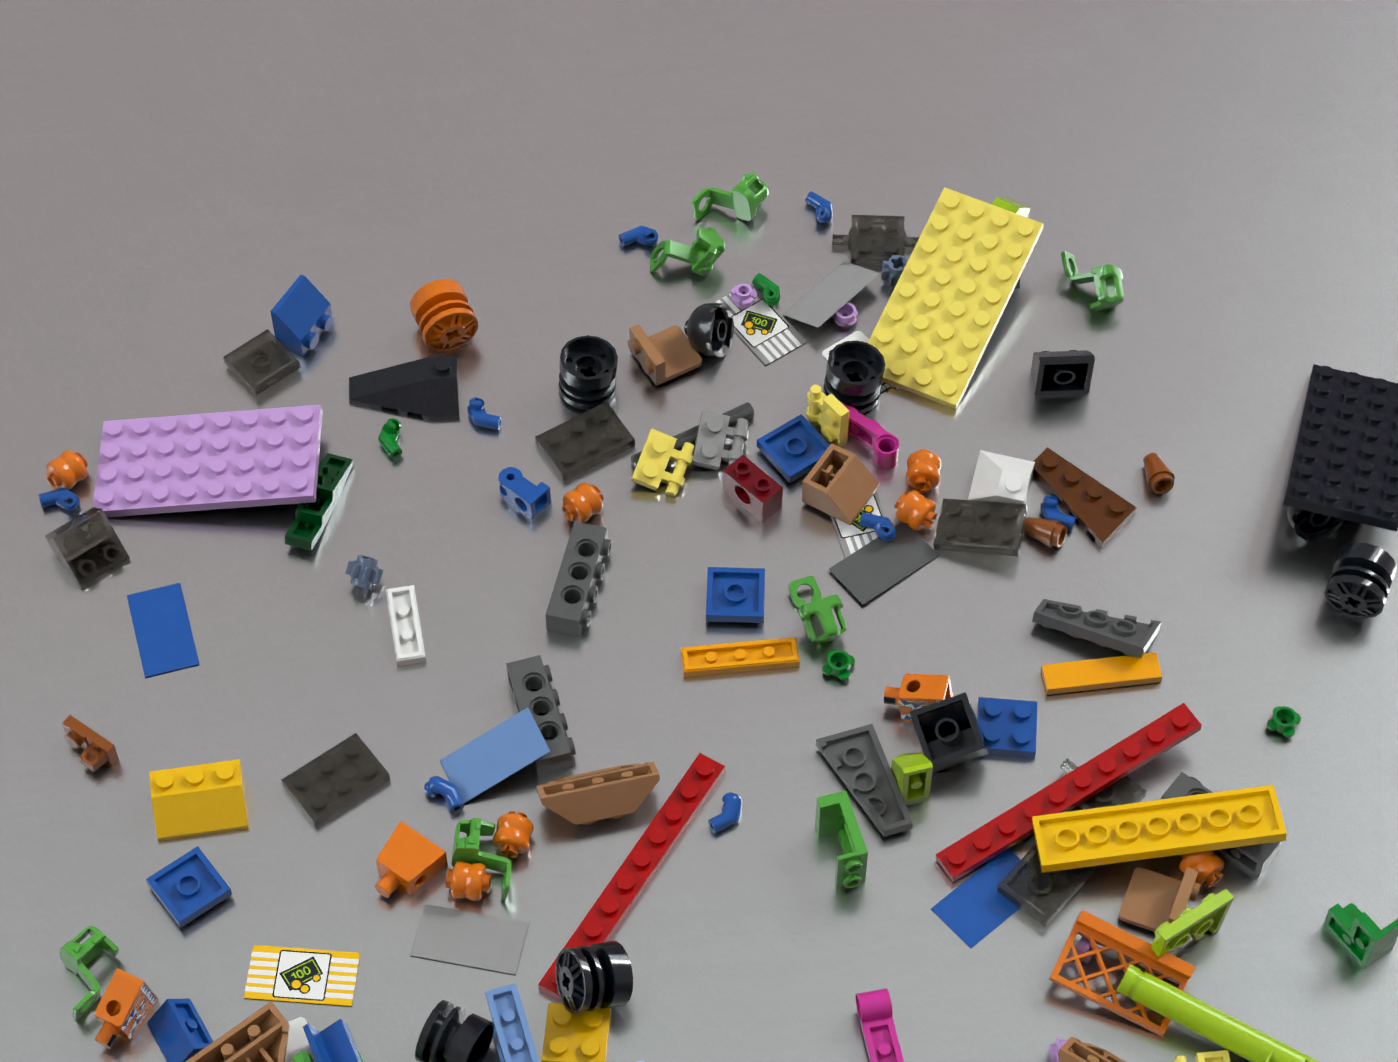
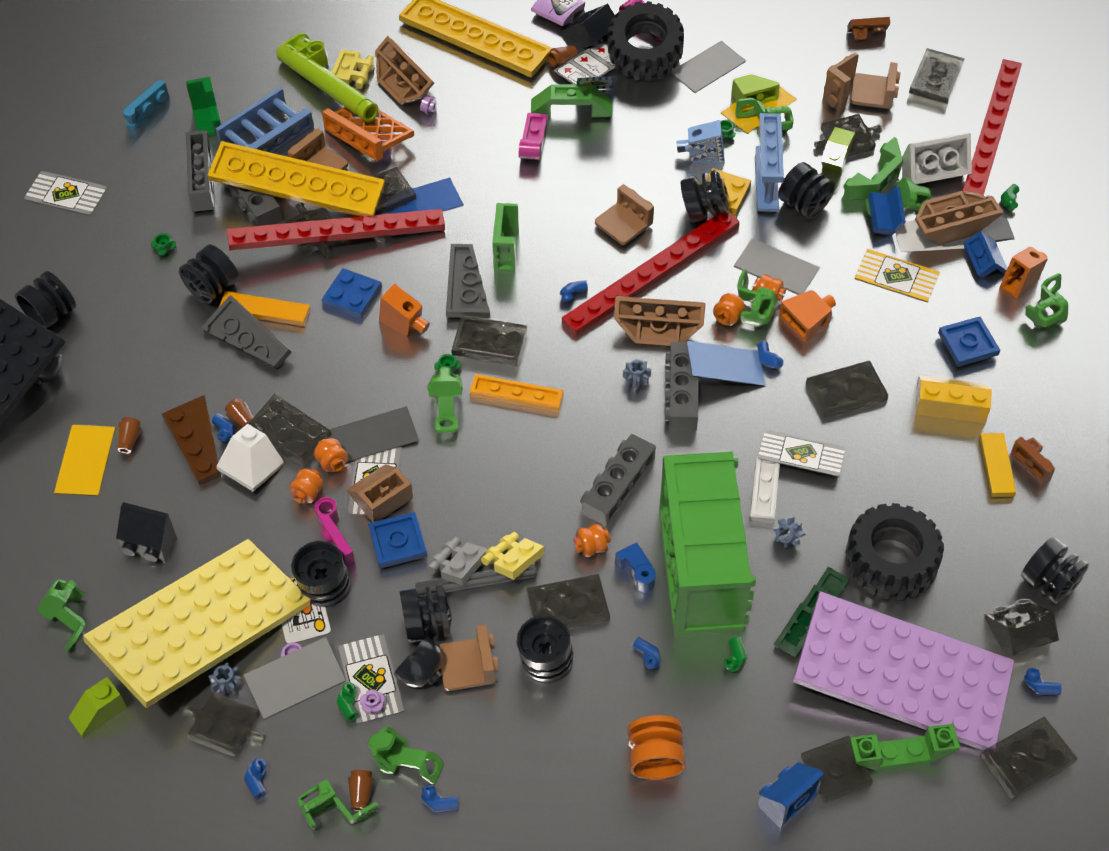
camera: 160 degrees left, 0 degrees up
(54, 600) = (1059, 573): none -> black wheel
(66, 470) = (1034, 703): orange piece -> none
(68, 422) = (1028, 757): none -> clear smoke plate
(133, 733) = (997, 465): none -> yellow tile
(162, 630) = (964, 546): blue sticker -> none
(233, 374) = (906, 752): none -> bright green slope
(236, 546) = (900, 525): none -> black tyre
(373, 678) = (801, 452): none -> sticker
(416, 387) = (700, 697): black wedge -> none
(451, 490) = (705, 544): none -> bright green container
(601, 714) = (637, 373): none -> sand blue gear
(698, 937) = (626, 217): none -> medium nougat bracket
(719, 221) = (360, 788): none -> dark orange cone
(726, 368) = (425, 613): none -> black wheel
(735, 594) = (500, 434): blue plate -> none
(752, 488) = (449, 510): dark red brick -> none
(801, 708) = (489, 340): none -> clear smoke plate
(829, 414) = (360, 543): light yellow plate -> none
(880, 524) = (361, 456): blue arm -> none
(912, 775) = (436, 265): lime slope -> none
(949, 732) = (399, 270): black slope -> none
(1189, 672) = (208, 273): none -> black wheel
(1190, 444) = (84, 460): none -> yellow sticker
(1192, 923) = (303, 123): lime wing -> none
(1248, 912) = (275, 139): none -> medium blue fence
(1308, 829) = (198, 166): none -> dark grey brick

